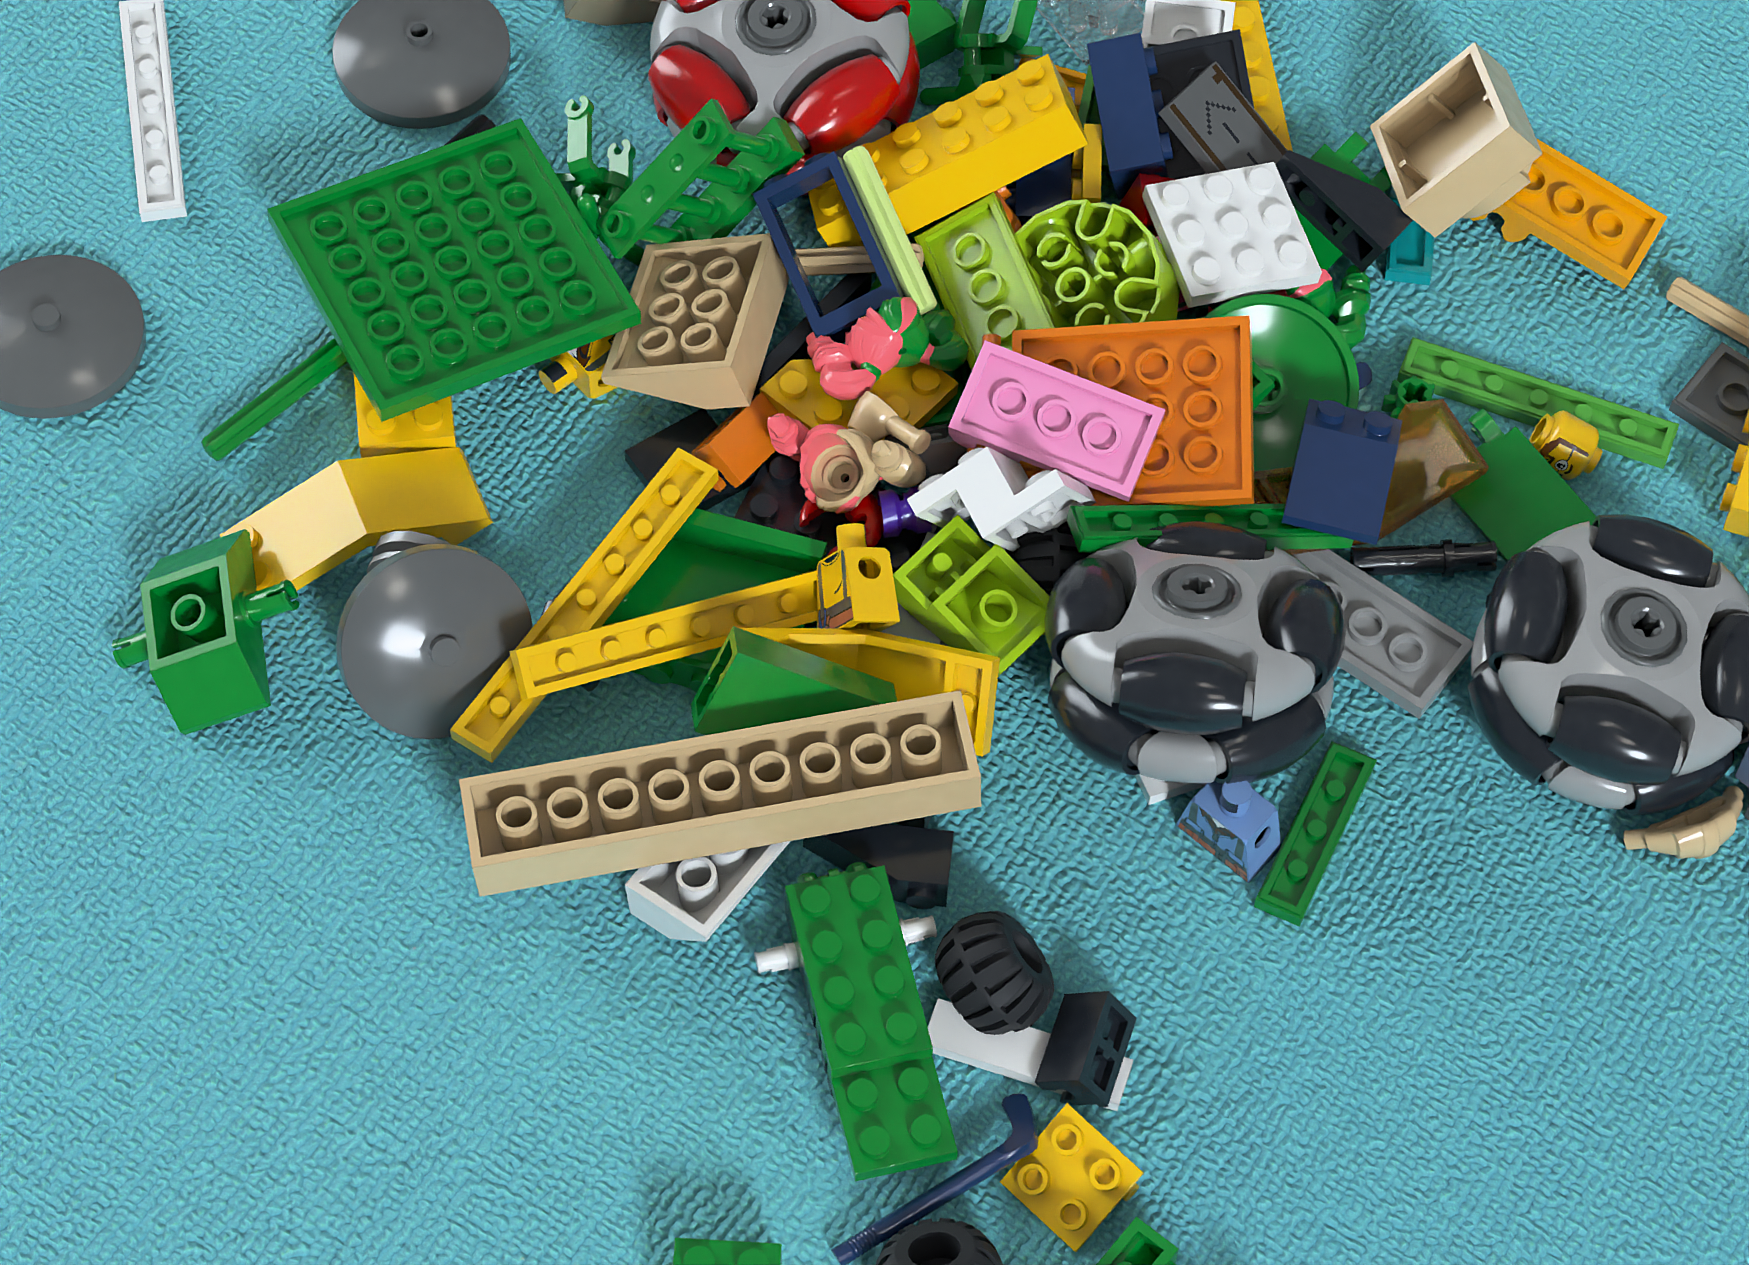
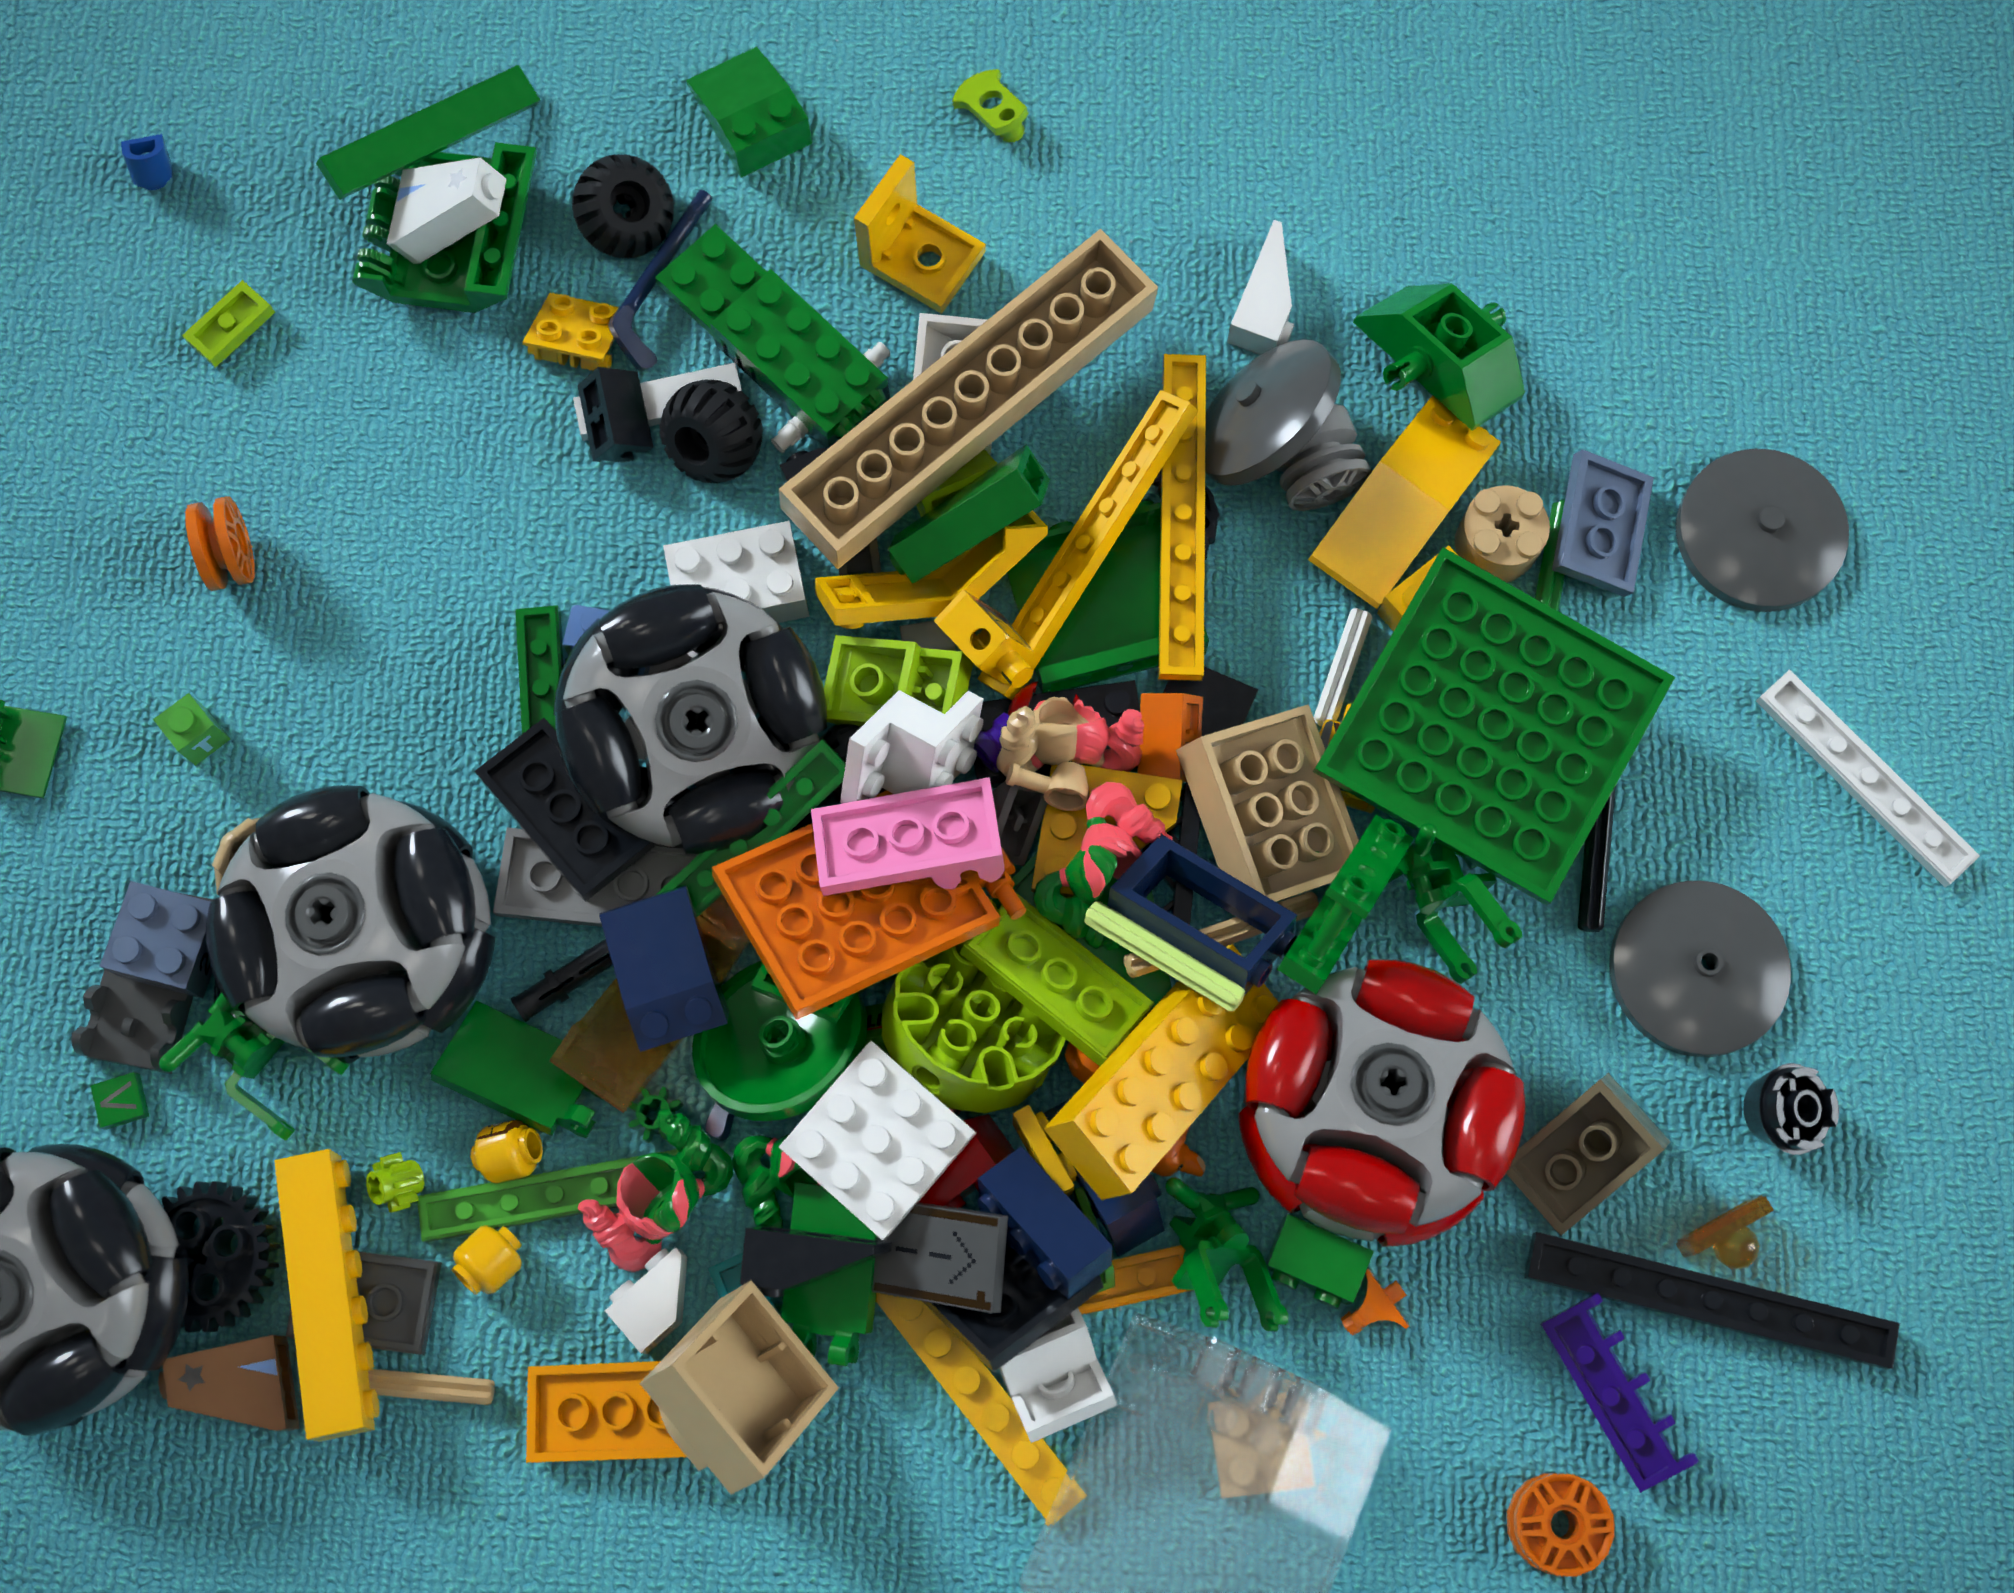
camera: 150 degrees right, 15 degrees up
(194, 405) = (1603, 523): none -> sand blue plate
(290, 441) = (1502, 513): none -> tan brick
(335, 787) = (1266, 302): none -> white slope
(458, 1203) = (1002, 120): none -> lime piece
(531, 430) = (1343, 666): none -> white axle
(658, 1065) = (897, 231): none -> yellow bracket
(1059, 811) = (750, 563): none -> white brick
(1372, 710) = (539, 796): none -> black plate
(1445, 335) = (658, 1193): none -> hair
(1495, 271) = (654, 1303): none -> white slope
(1586, 1131) = (220, 543): none -> orange wheel
(1626, 374) = (487, 1259): none -> yellow head
(1681, 472) = (395, 1182): none -> lime gear
(1700, 973) = (191, 729): none -> bright green brick

